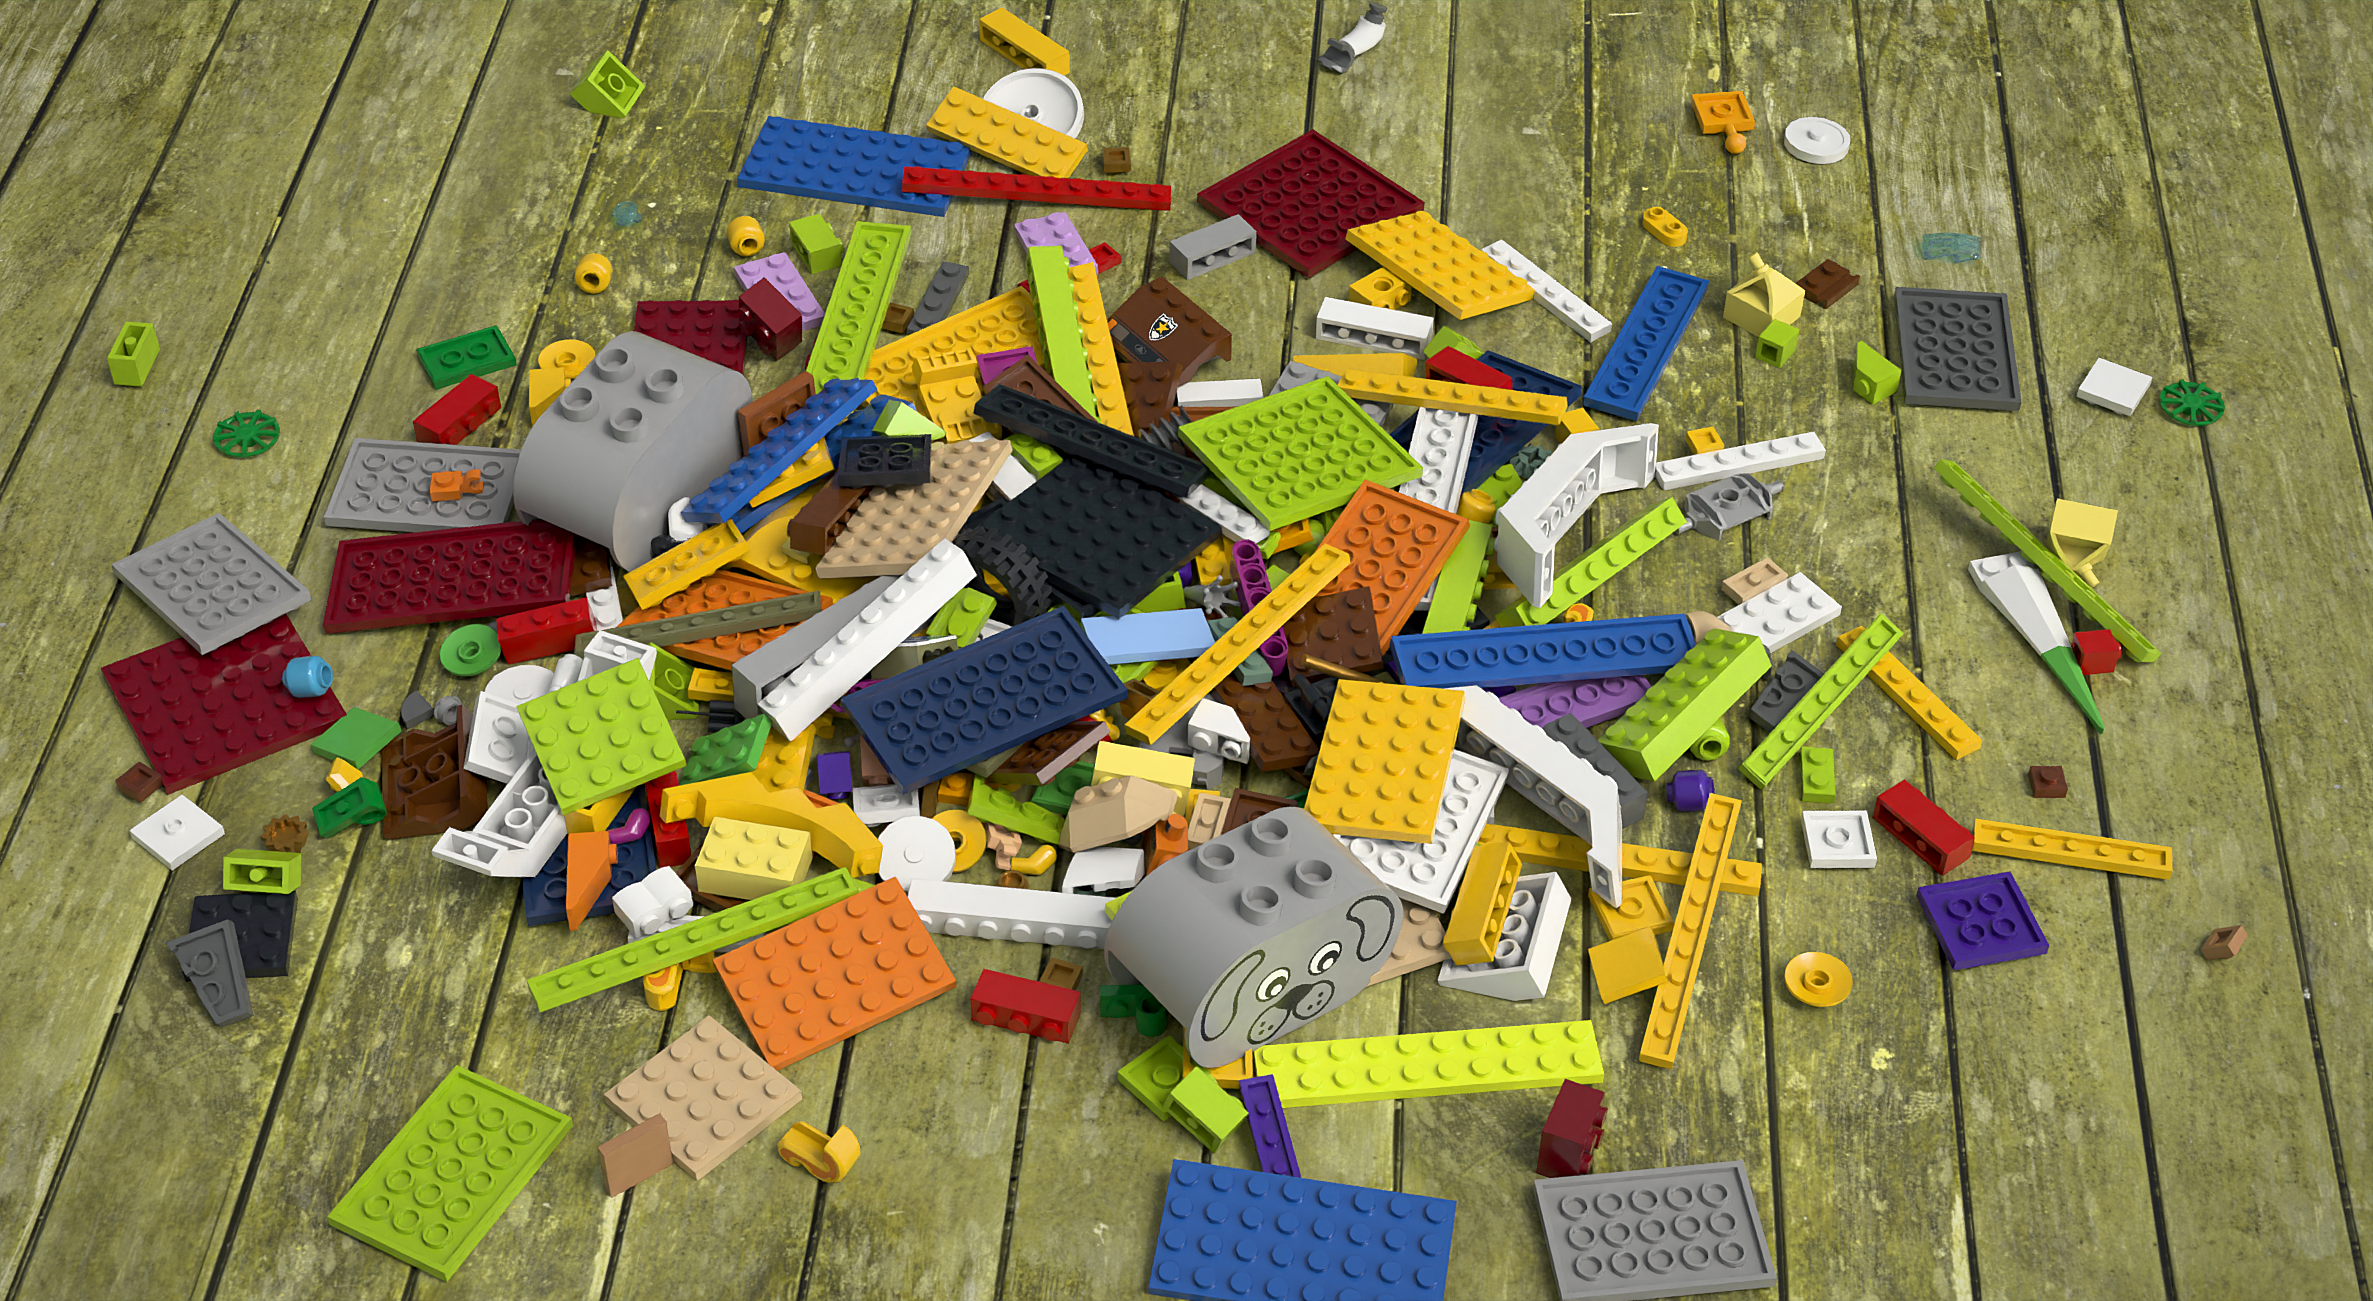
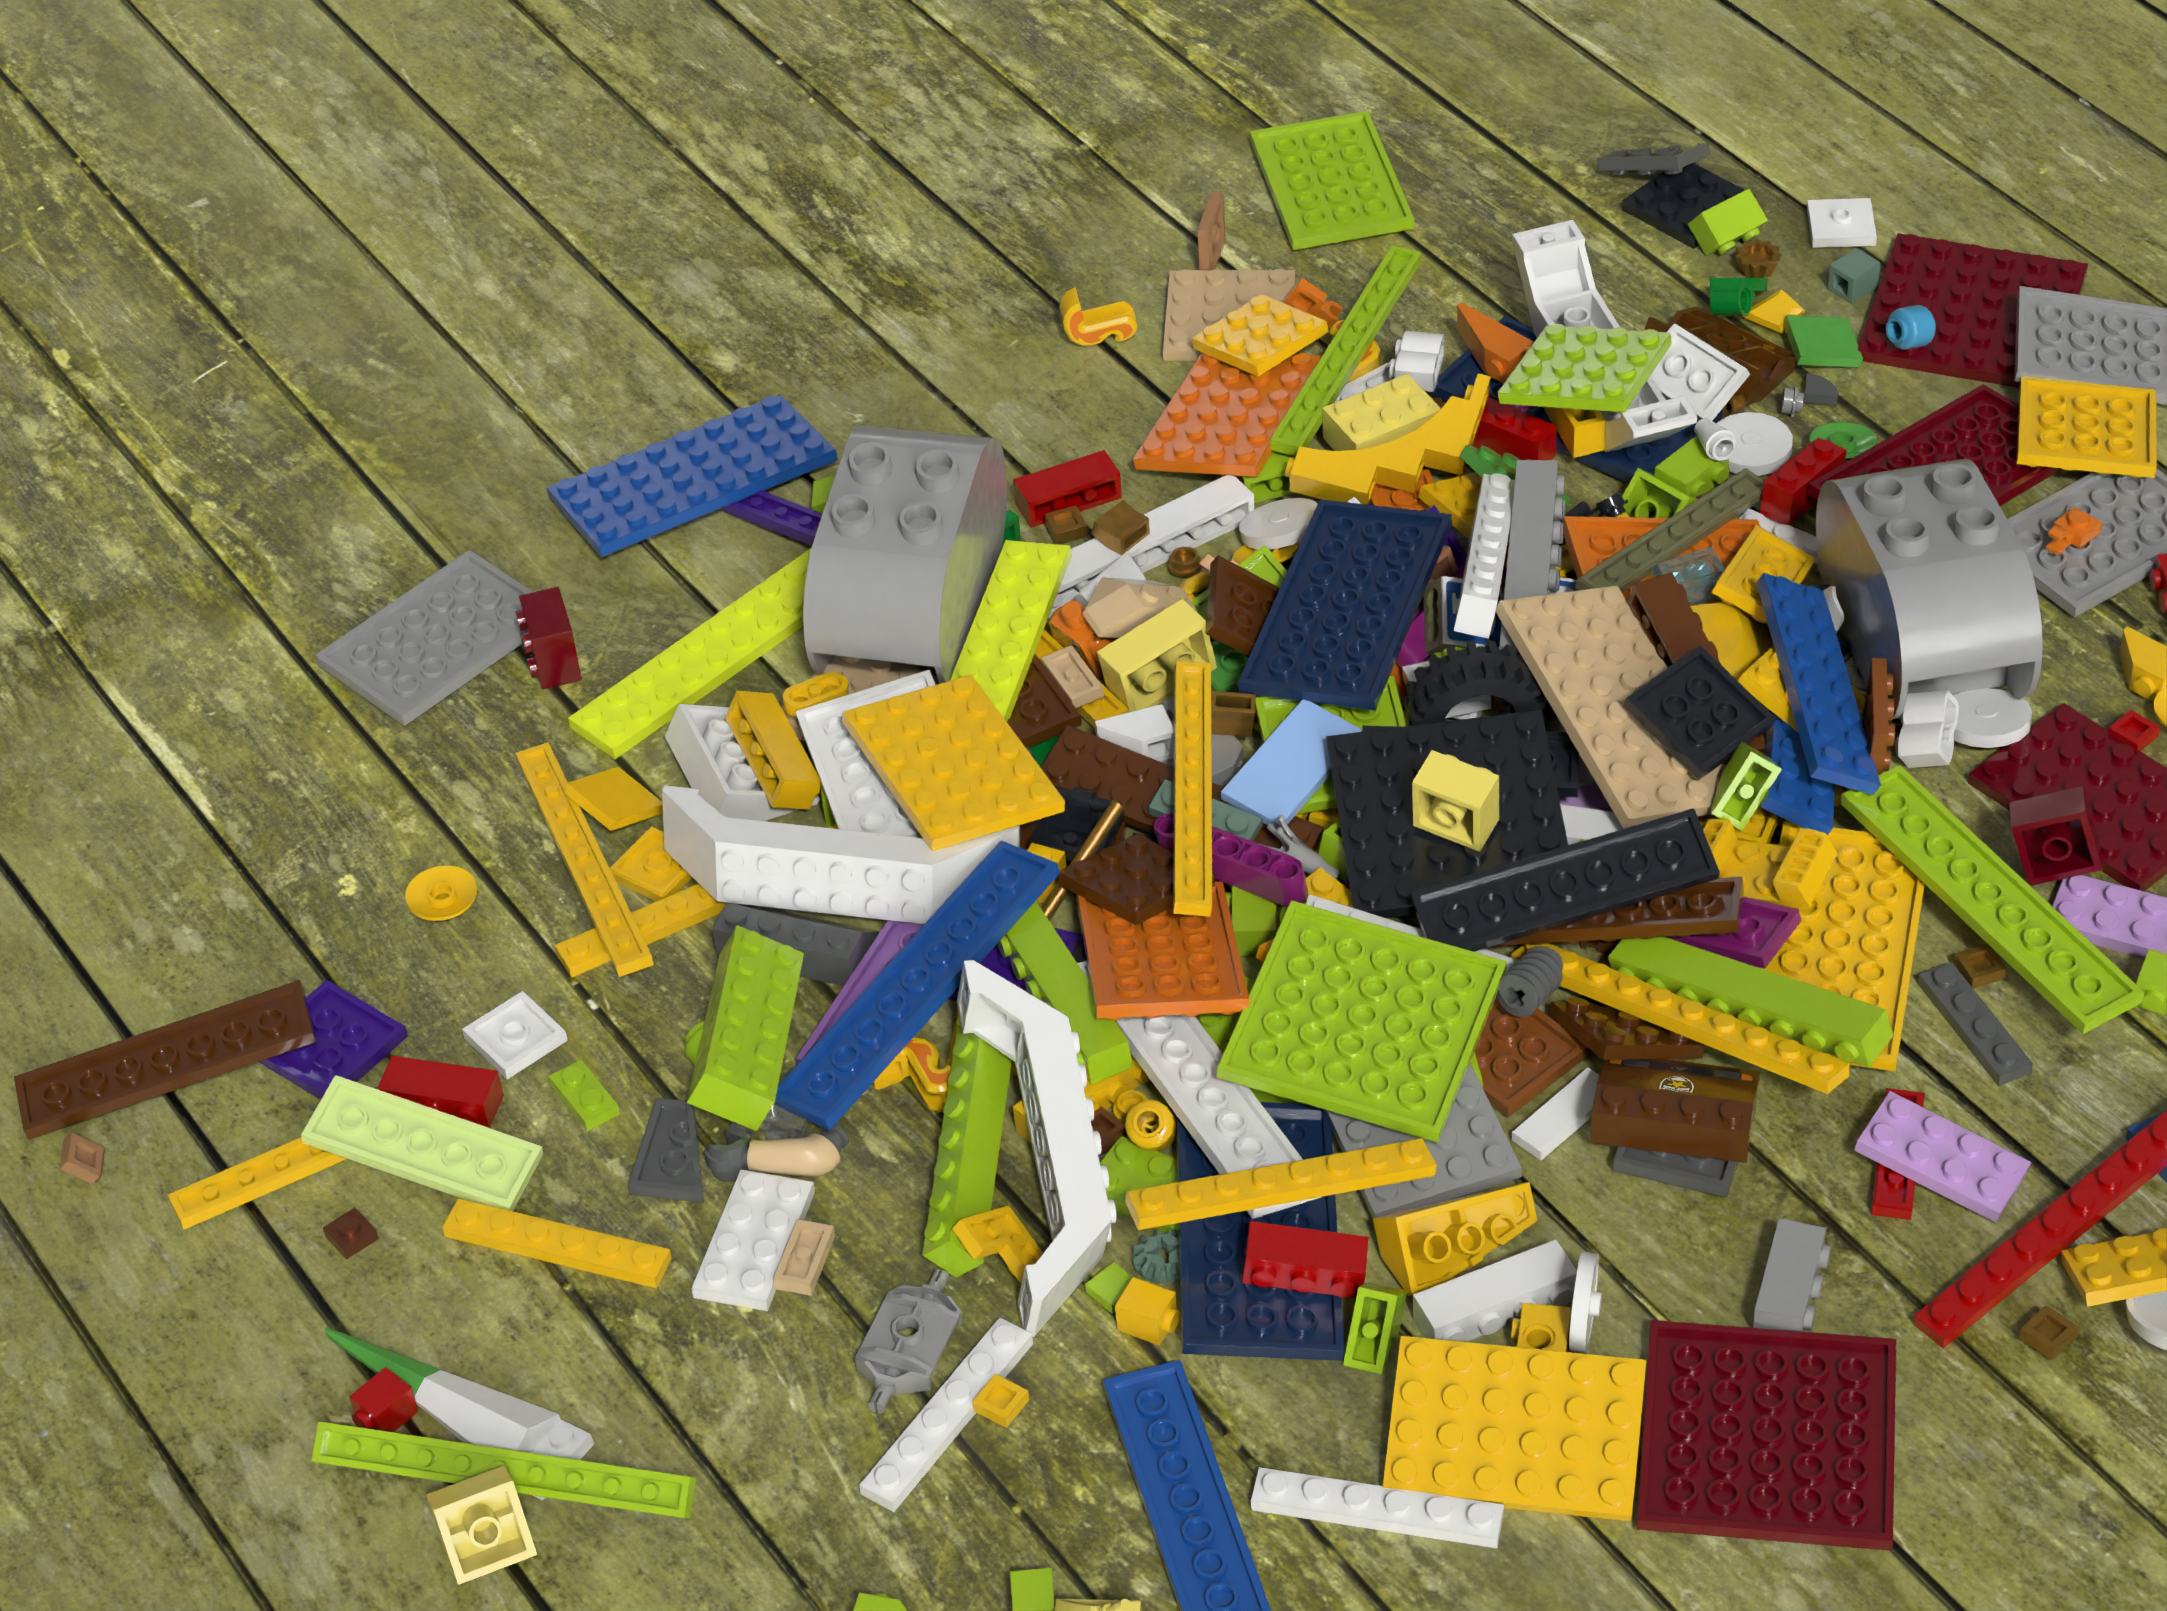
camera: 145 degrees right, 0 degrees up
(139, 782) = (1920, 223): copper plate -> none
(252, 769) = (1853, 276): none -> sand green brick
(331, 535) = (2087, 427): none -> yellow plate
(643, 1037) = (1312, 301): none -> orange plate
(683, 700) = (1612, 506): none -> black plate
(730, 1016) = (1259, 335): none -> yellow plate
(734, 585) = (1696, 572): none -> clear light blue plate
(1046, 902) = (1121, 528): none -> pearl gold piece
(1109, 489) = (1455, 800): none -> light yellow brick
(1340, 270) = (1585, 1302): none -> white wheel
(1416, 921) = (814, 691): none -> yellow plate
(1627, 499) = (999, 1233): none -> yellow plate
(1690, 790) = (685, 987): dark purple head -> none
(1820, 701) = (627, 1154): lime tile -> none
(1966, 786) = (422, 1144): none -> yellowish green plate
(2123, 968) = (164, 1059): none -> reddish brown plate

